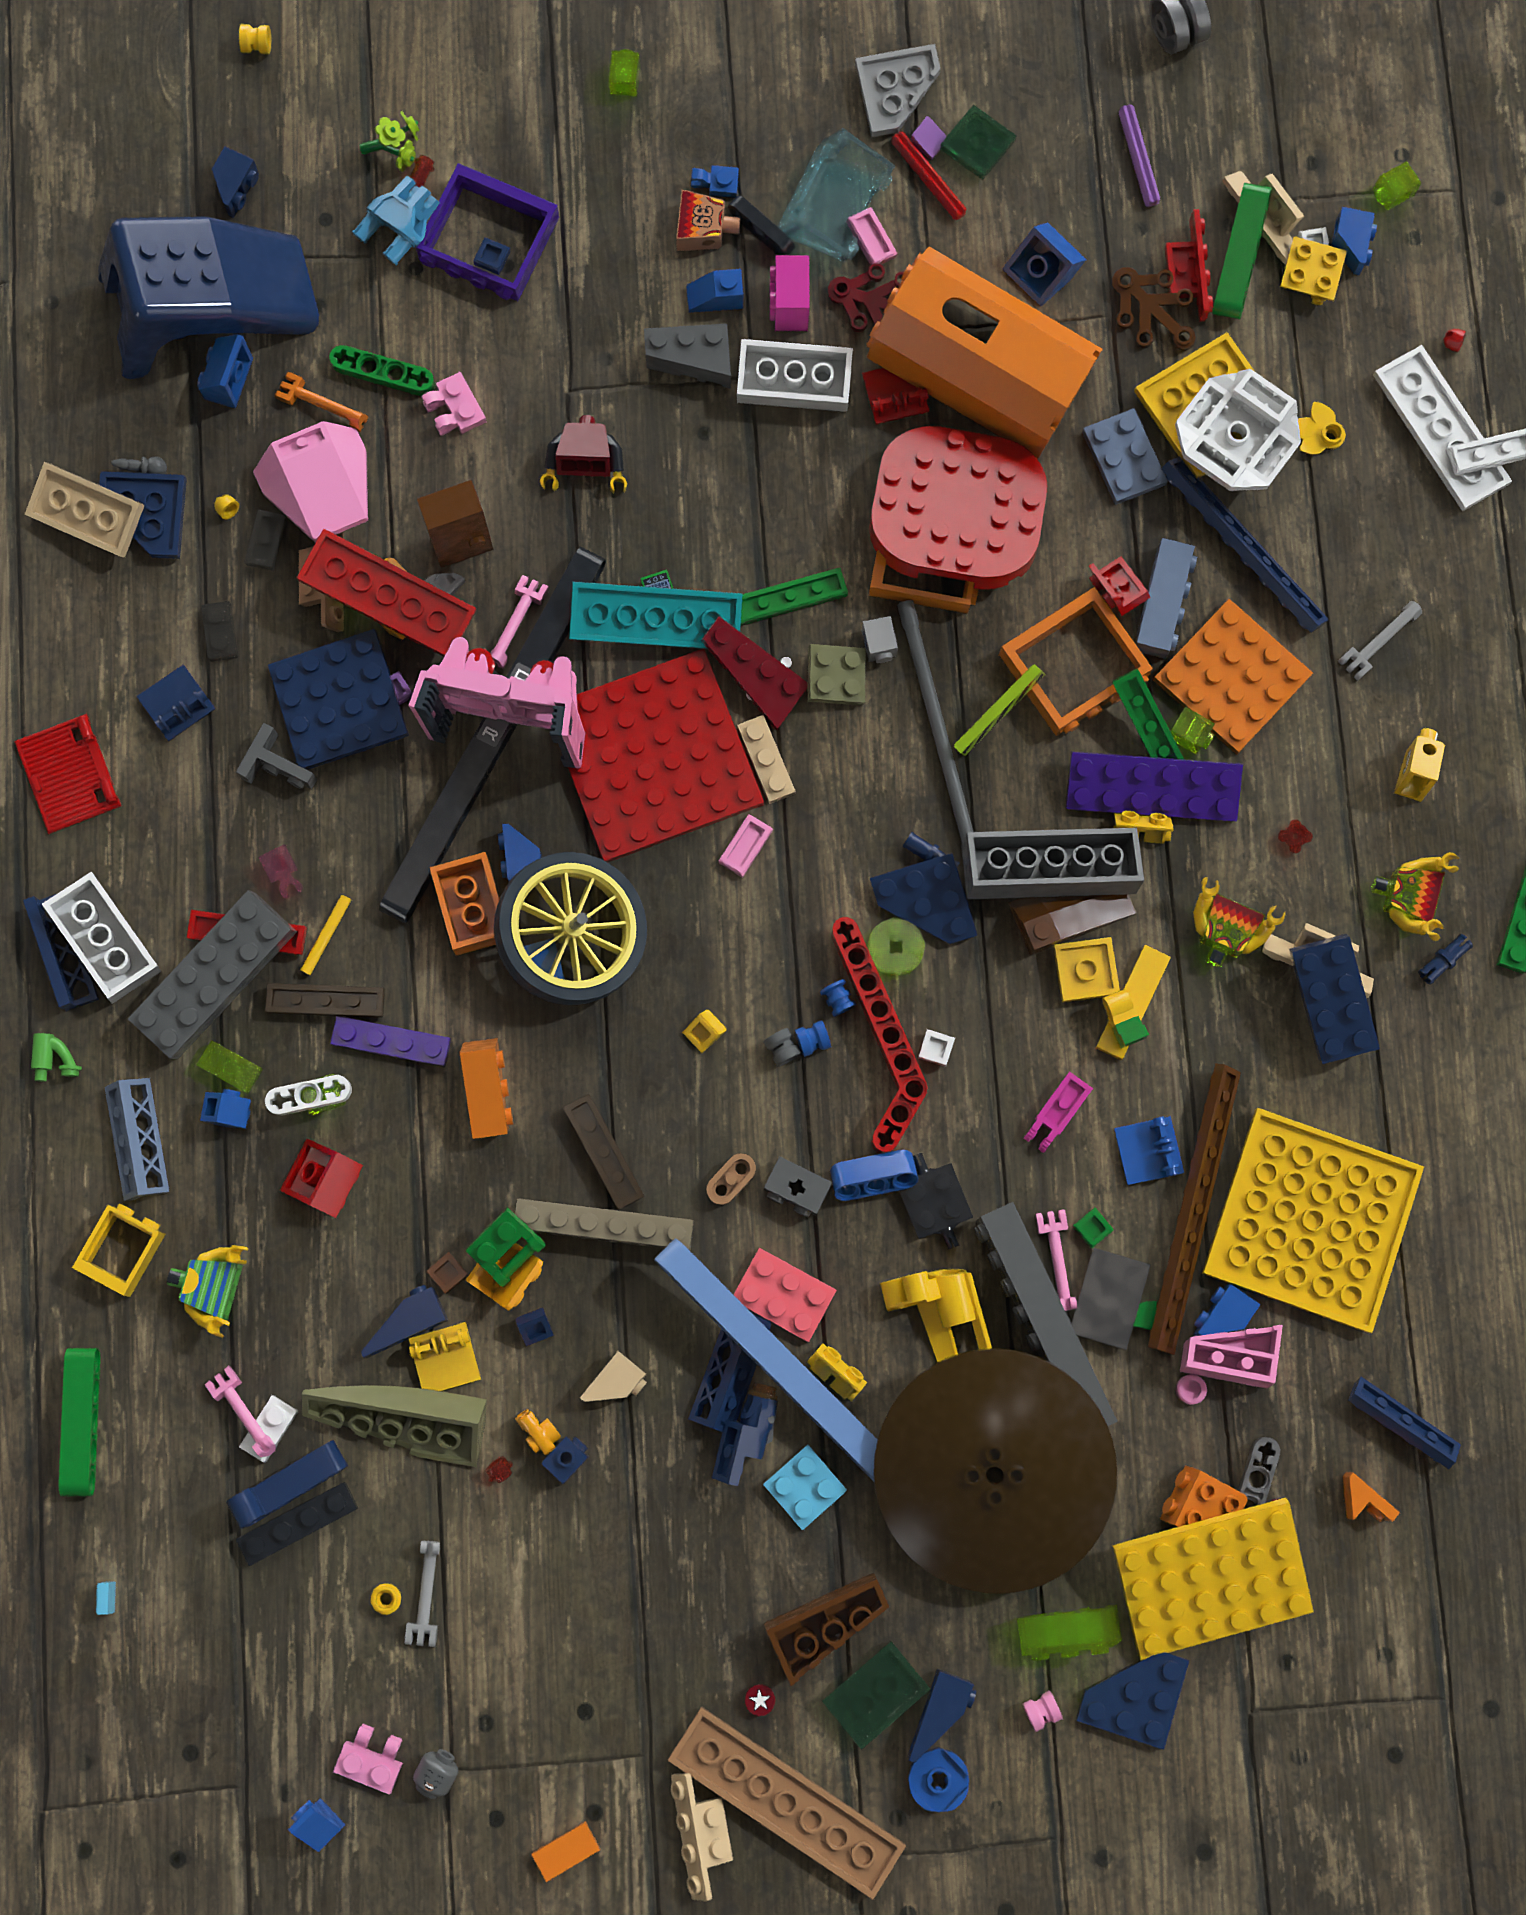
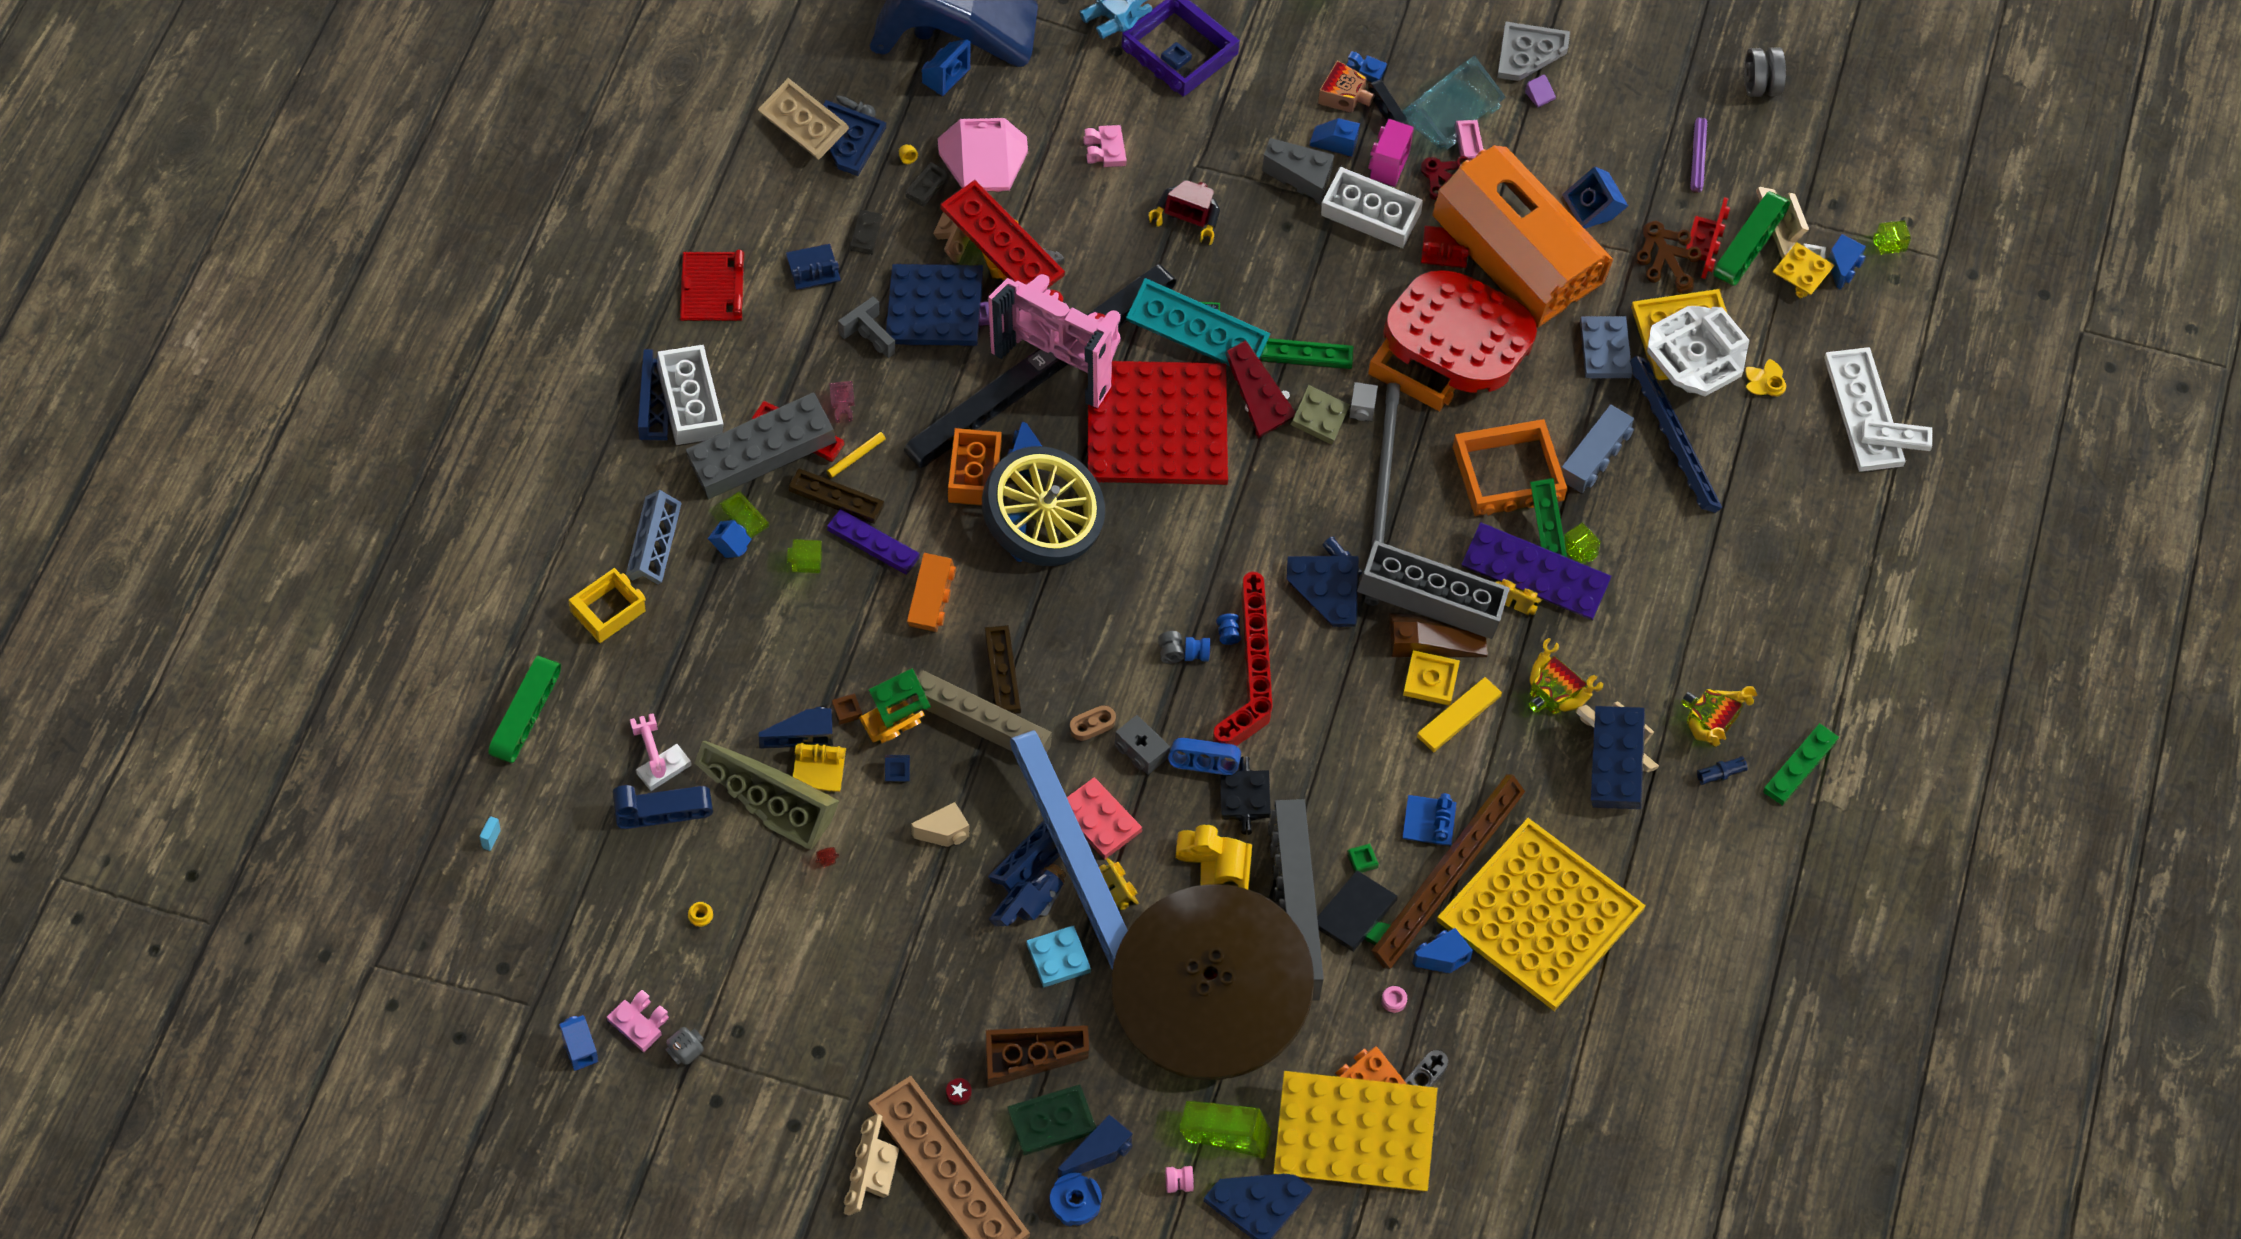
camera: 20 degrees right, 20 degrees down
(42, 1057) = (610, 458): bright green plant -> none
(209, 1286) = (665, 651): torso -> none
(288, 1107) = (803, 554): white beam -> none
(297, 391) = (993, 97): orange hinge -> none
(297, 1524) = (656, 839): black plate -> none
(321, 1178) = (781, 611): red slope -> none
(380, 375) = (1064, 104): green beam -> none
(422, 1627) = (720, 943): light grey hinge -> none
(455, 523) = (1073, 210): reddish brown brick -> none
(527, 596) = (1107, 284): bright pink hinge -> none
(541, 1435) = (868, 844): light orange plate -> none
(565, 1851) = (760, 1141): orange tile -> none
(566, 1458) = (881, 866): dark blue brick -> none
(704, 1030) = (1115, 617): yellow slope -> none
(745, 845) = (1201, 505): bright pink tile -> none
(766, 759) = (1242, 453): tan plate -> none
(895, 931) = (1292, 601): clear neon green plate -> none
(928, 175) = (1530, 115): red axle -> none
(936, 1047) = (1290, 690): white plate -> none
(978, 142) = (1577, 105): clear green plate -> none
(999, 709) = (1435, 475): lime tile -> none
(1057, 1254) = (1329, 848): bright pink hinge -> none
(1060, 1109) = (1369, 766): dark pink hinge -> none
(1120, 586) = (1563, 426): red bracket -> none
(1124, 1019) = (1446, 718): leg -> none
(1233, 675) = (1631, 521): orange plate -> none
(1236, 1357) = (1436, 981): bright pink wedge -> none
(1300, 830) = (1635, 639): clear red plate -> none
(1360, 1494) = (1502, 1120): orange slope -> none
(1404, 1423) = (1560, 1086): dark blue plate -> none
(1410, 612) = (1737, 543): light grey hinge -> none
(1420, 766) = (1760, 619): yellow torso -> none
(1454, 339) = (1899, 354): red hinge -> none

